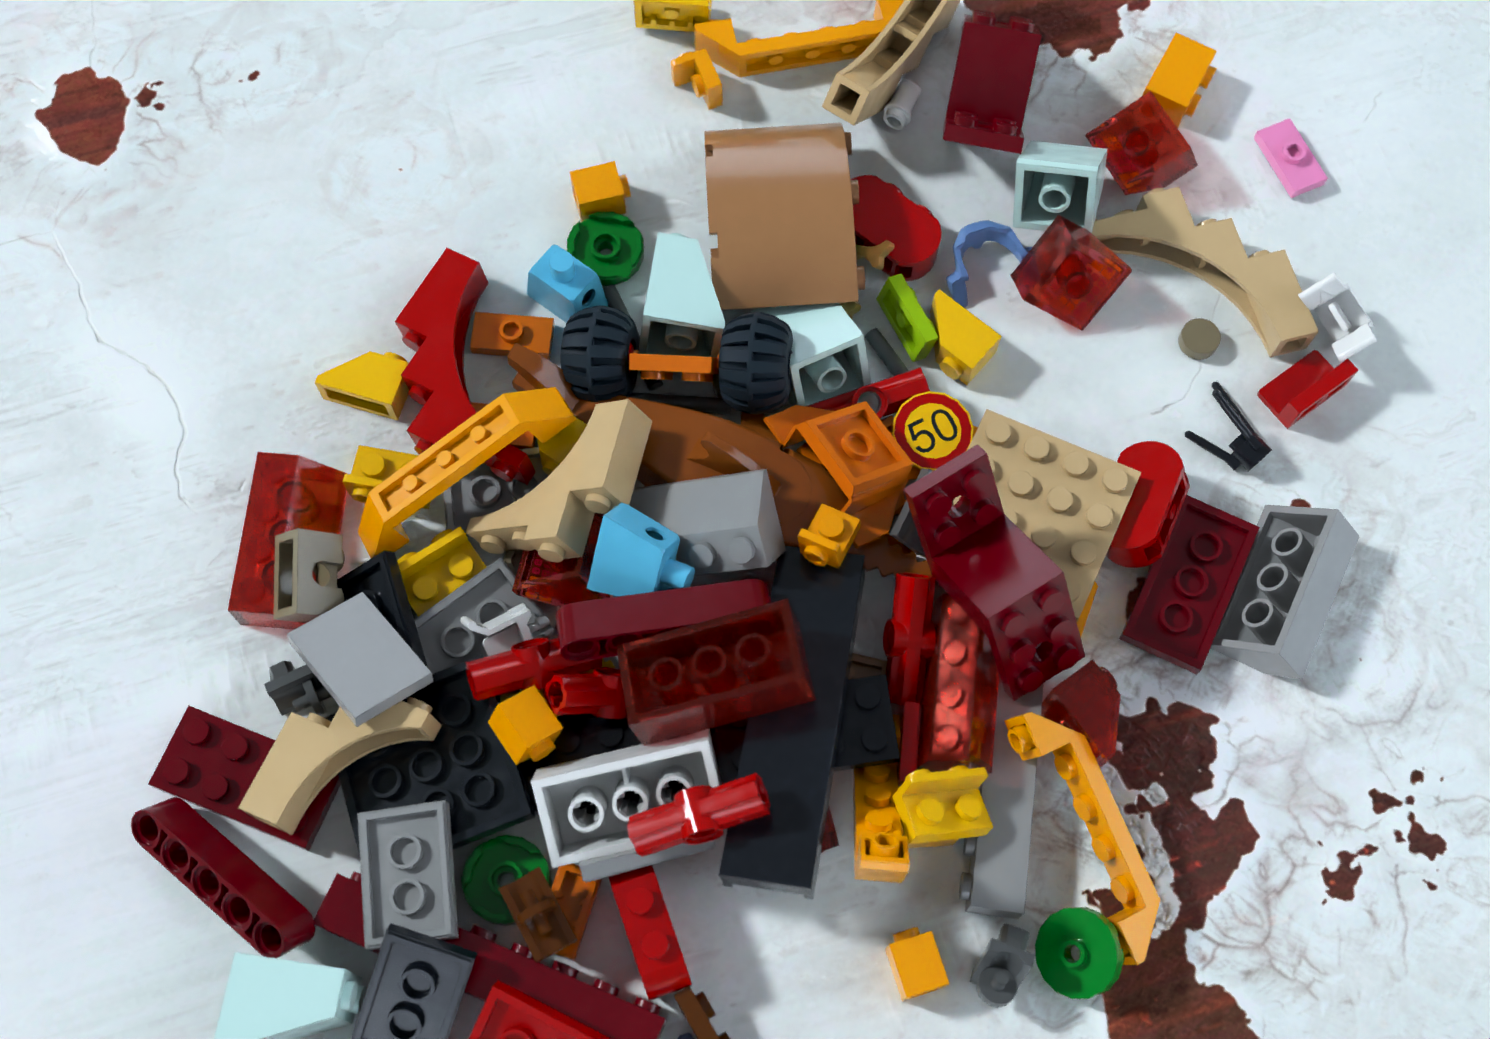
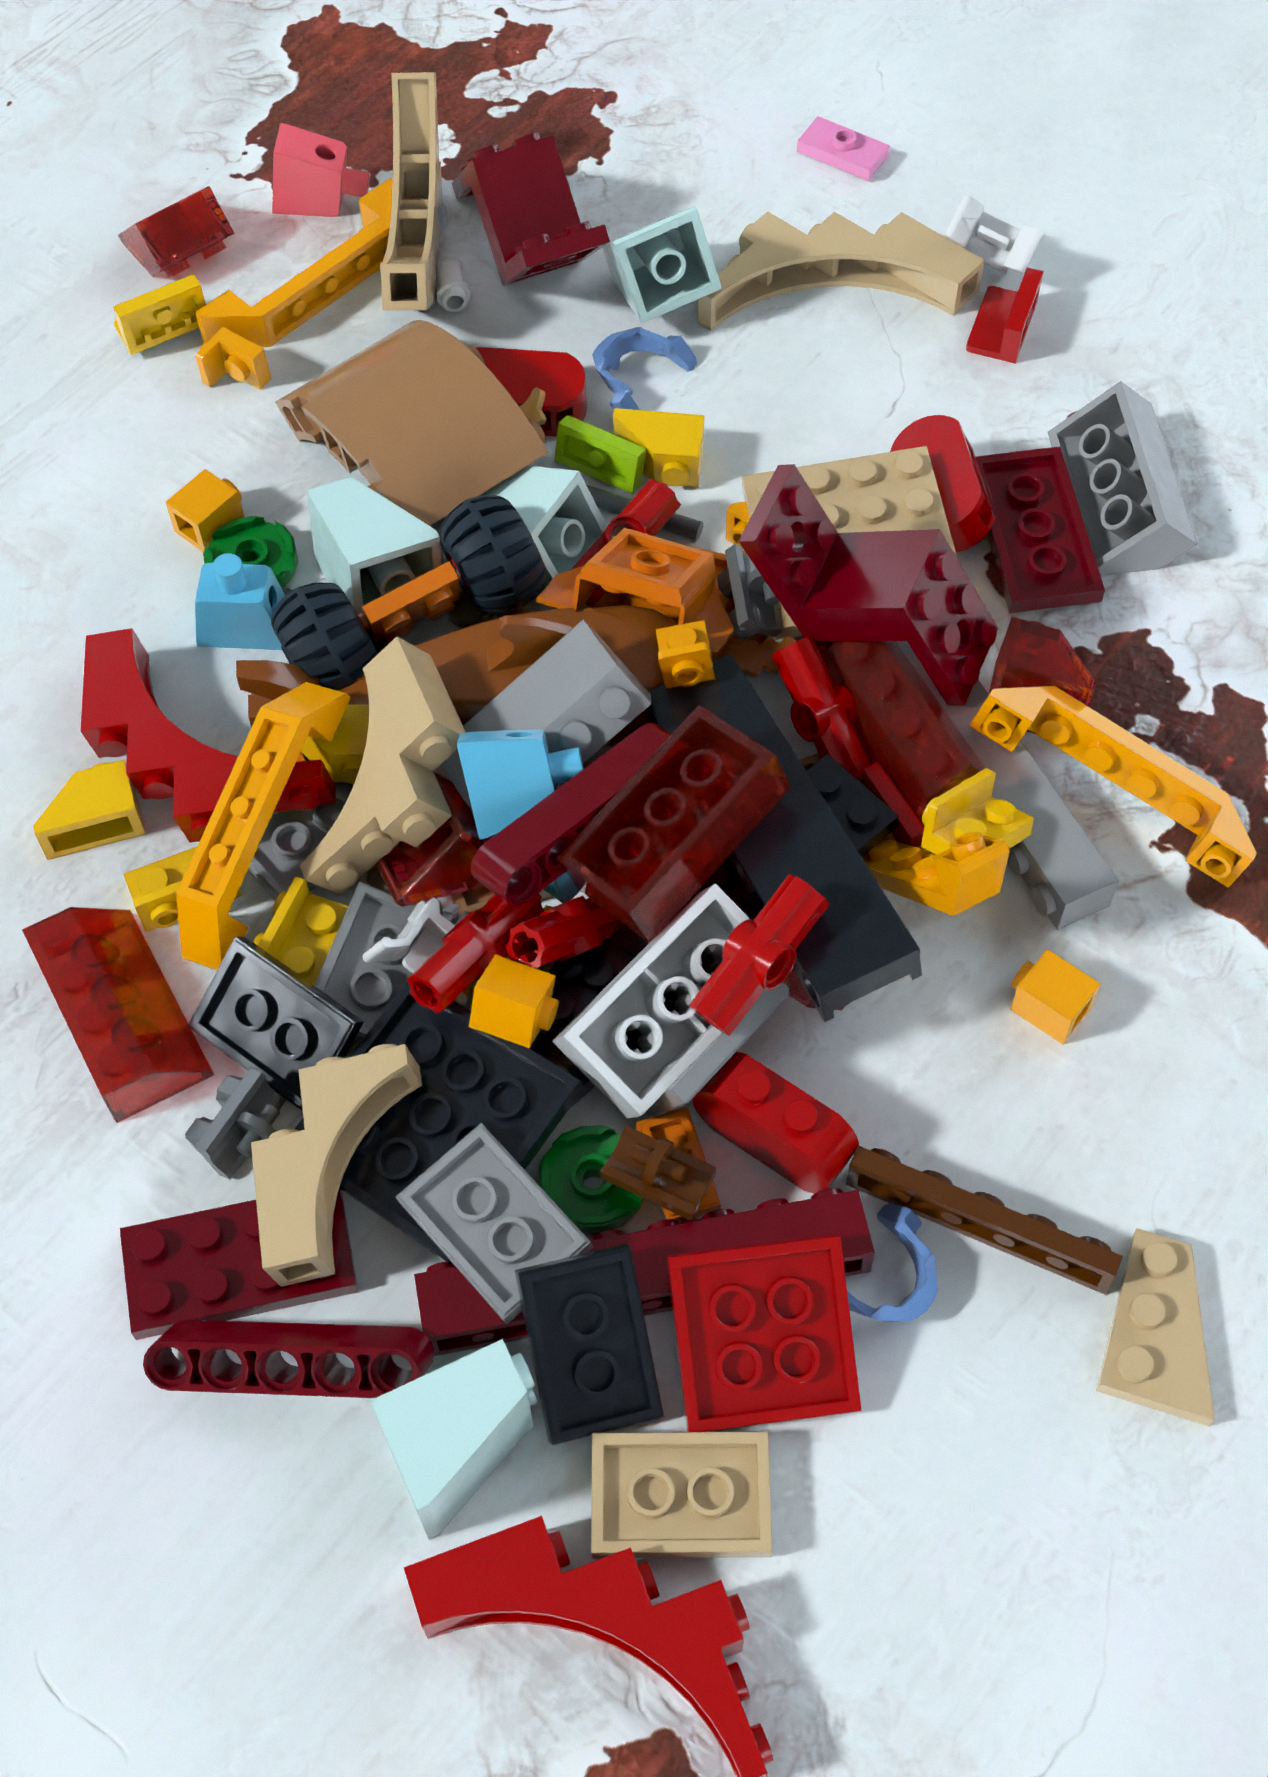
camera: 30 degrees left, 10 degrees down
(295, 590) = (167, 988): dark tan brick -> none
(360, 658) = (289, 1044): light grey tile -> none
(499, 332) = (204, 689): orange plate -> none
(932, 429) = (704, 520): piece -> none
(1003, 966) = (1136, 937): dark grey hips -> none
(1069, 273) = (726, 330): clear red slope -> none
(1098, 947) = (1220, 887): green plate -> none
(1143, 147) = (719, 187): clear red slope -> none
(1179, 76) = (695, 135): light orange brick -> none
(1199, 338) = (880, 331): dark tan tile -> none
(1247, 447) = (996, 390): black plant -> none

